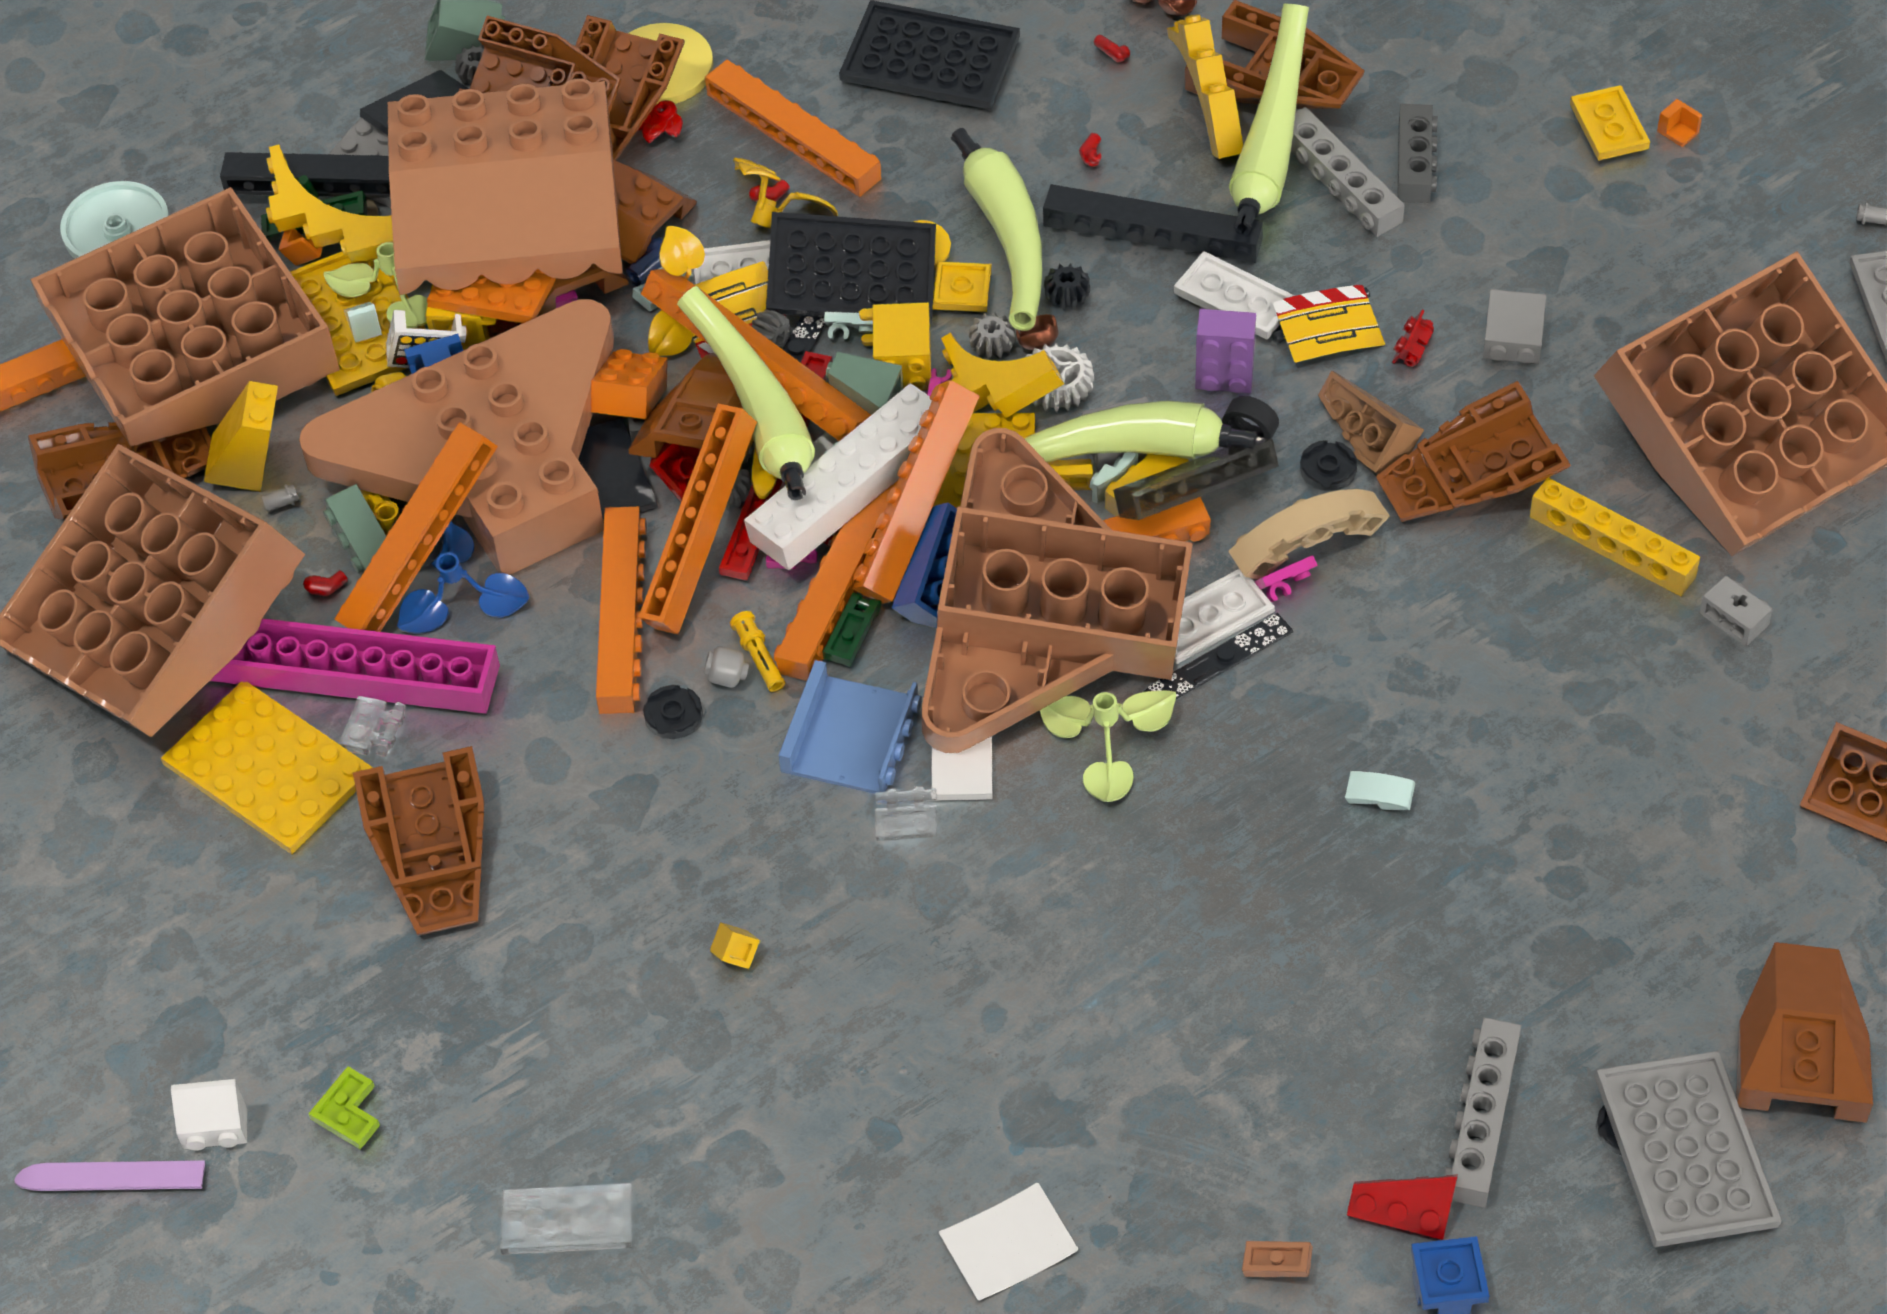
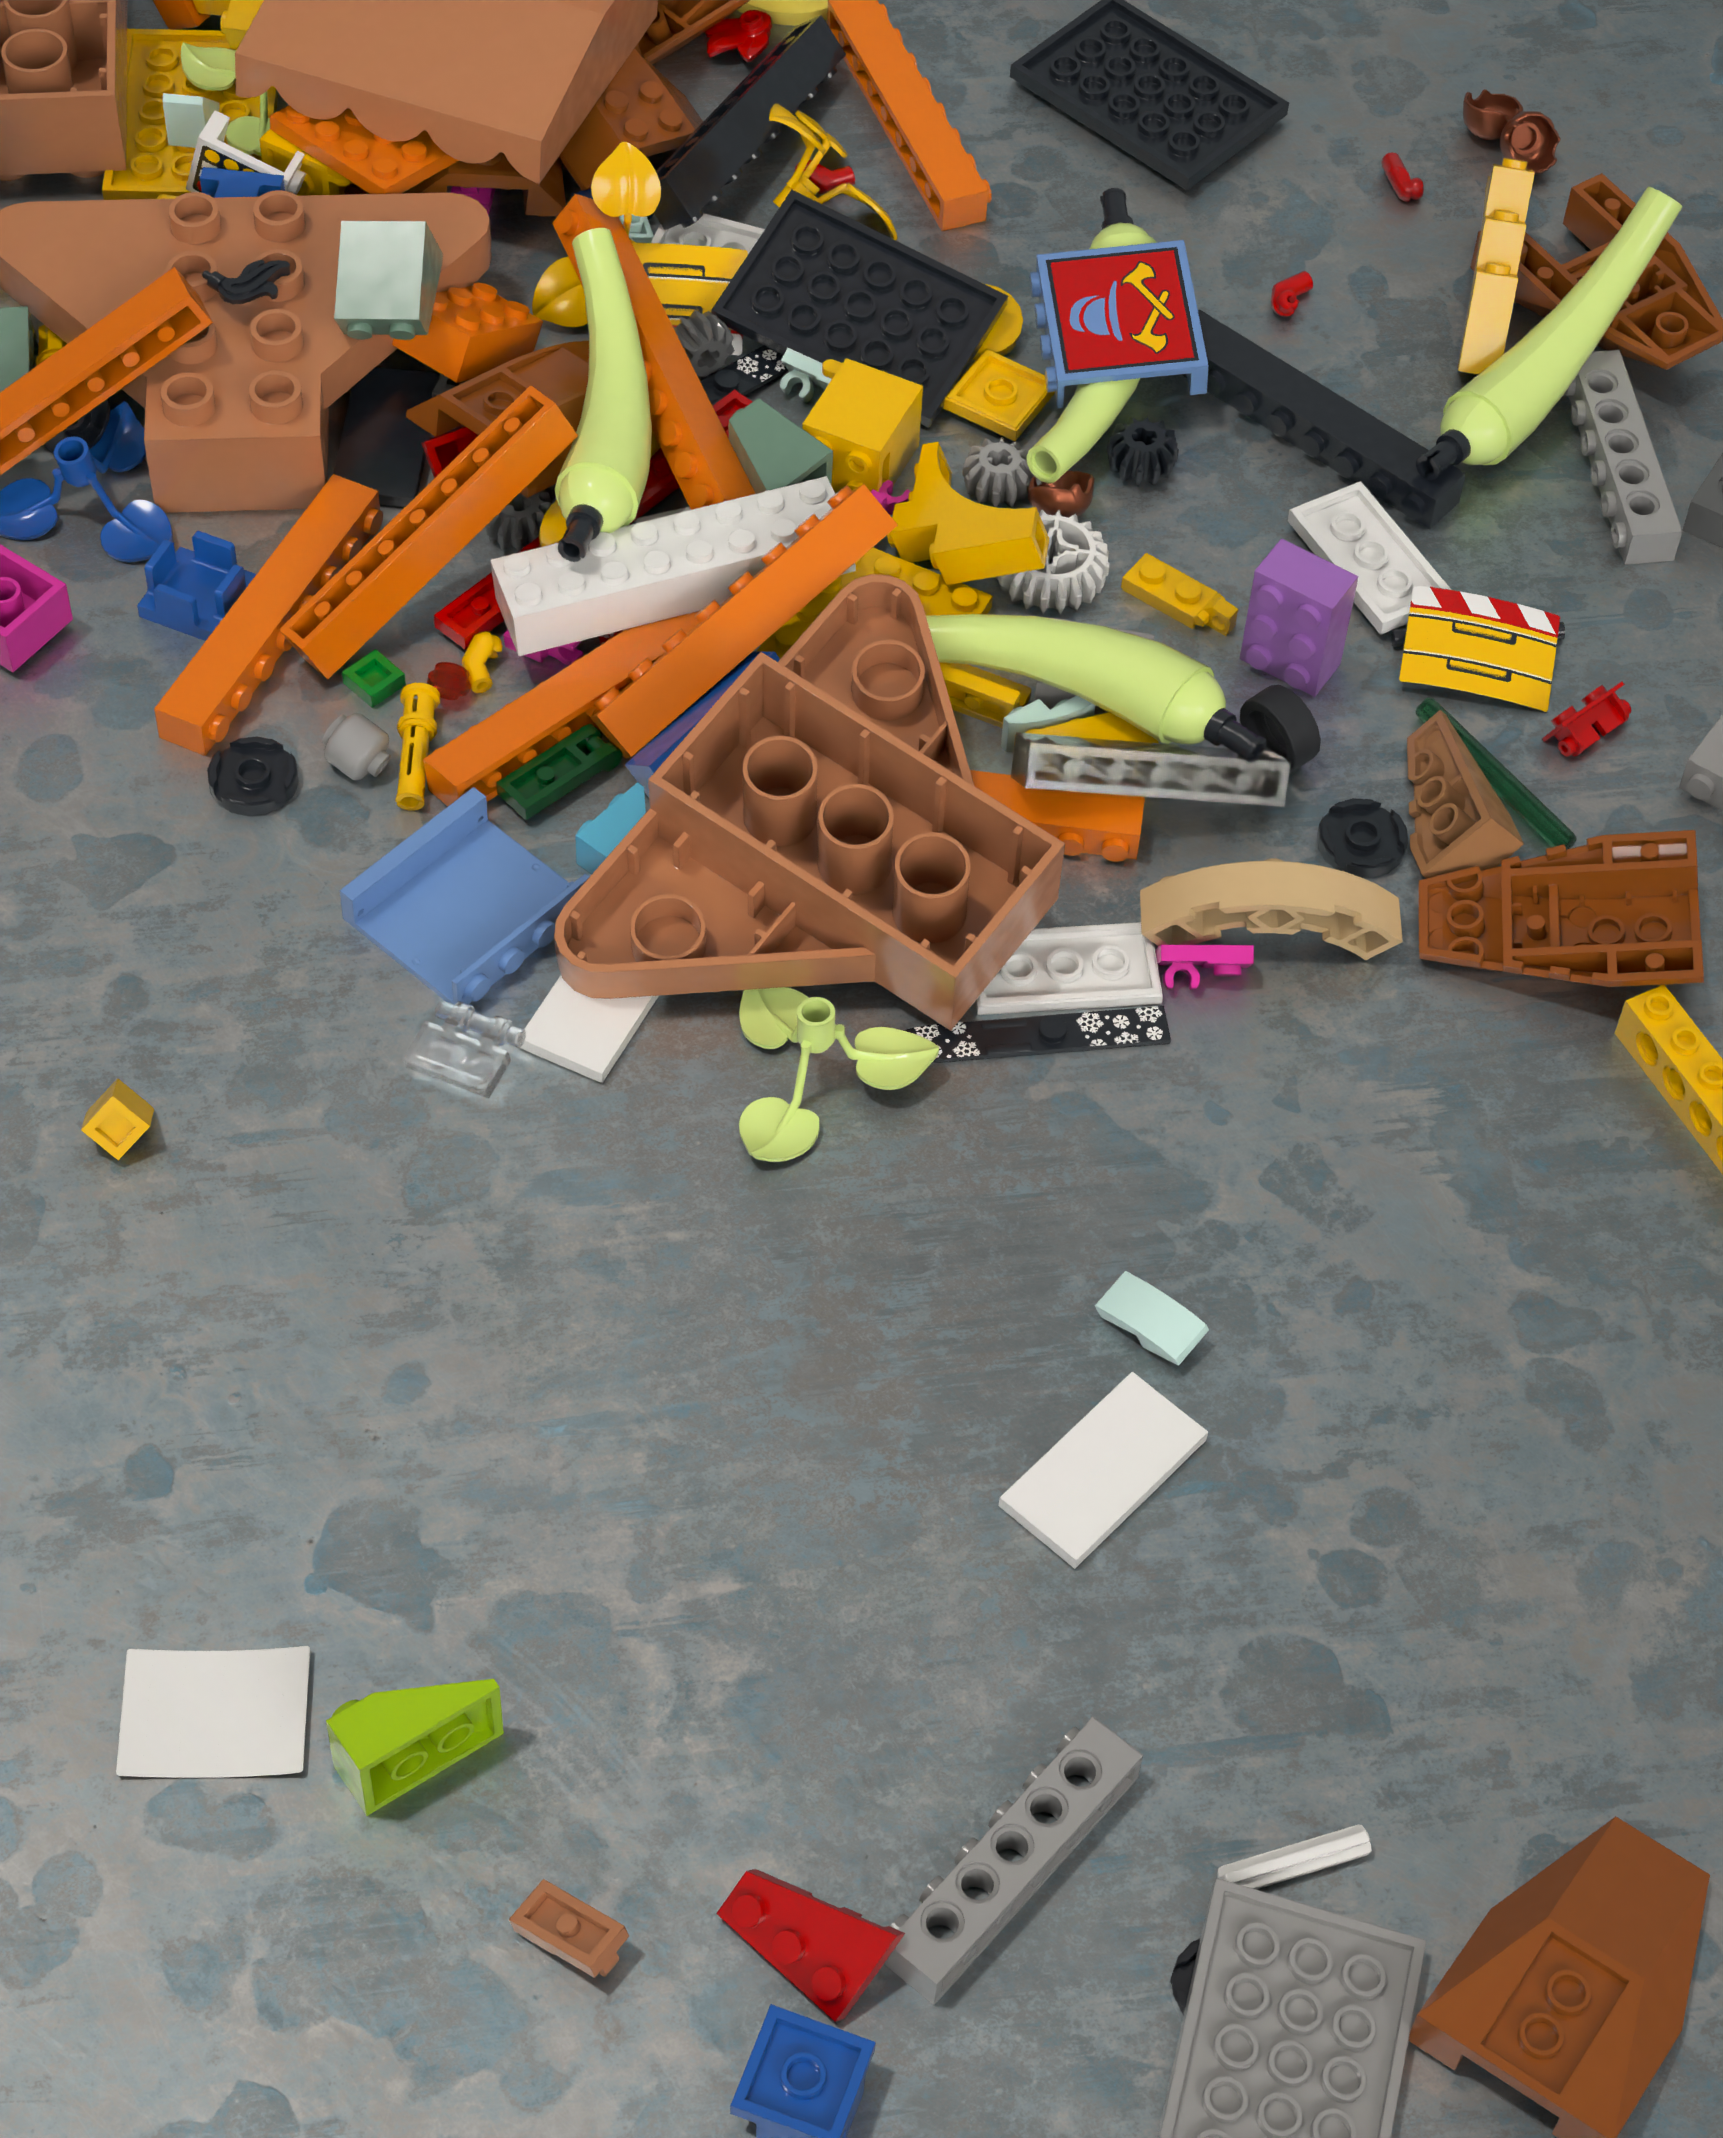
camera: 20 degrees right, 0 degrees up
(498, 411) = (254, 281): none -> black piece
(564, 613) = (194, 587): none -> blue panel
(581, 374) = (386, 278): none -> slope
(704, 621) = (373, 678): none -> green tile
(708, 172) = (742, 124): none -> black brick
(753, 602) = (450, 680): none -> clear red plate
(758, 585) = (474, 660): none -> yellow arm
(913, 653) = (600, 836): none -> medium azure slope
(1011, 210) = (1118, 316): none -> panel
(1128, 1202) = (410, 1735): none -> lime slope
(1139, 365) = (1179, 595): none -> yellow hinge
(1393, 399) = (1506, 784): none -> clear green axle
(1402, 885) = (1103, 1469): none -> white tile
(1627, 1041) = (1298, 1858): none -> white axle

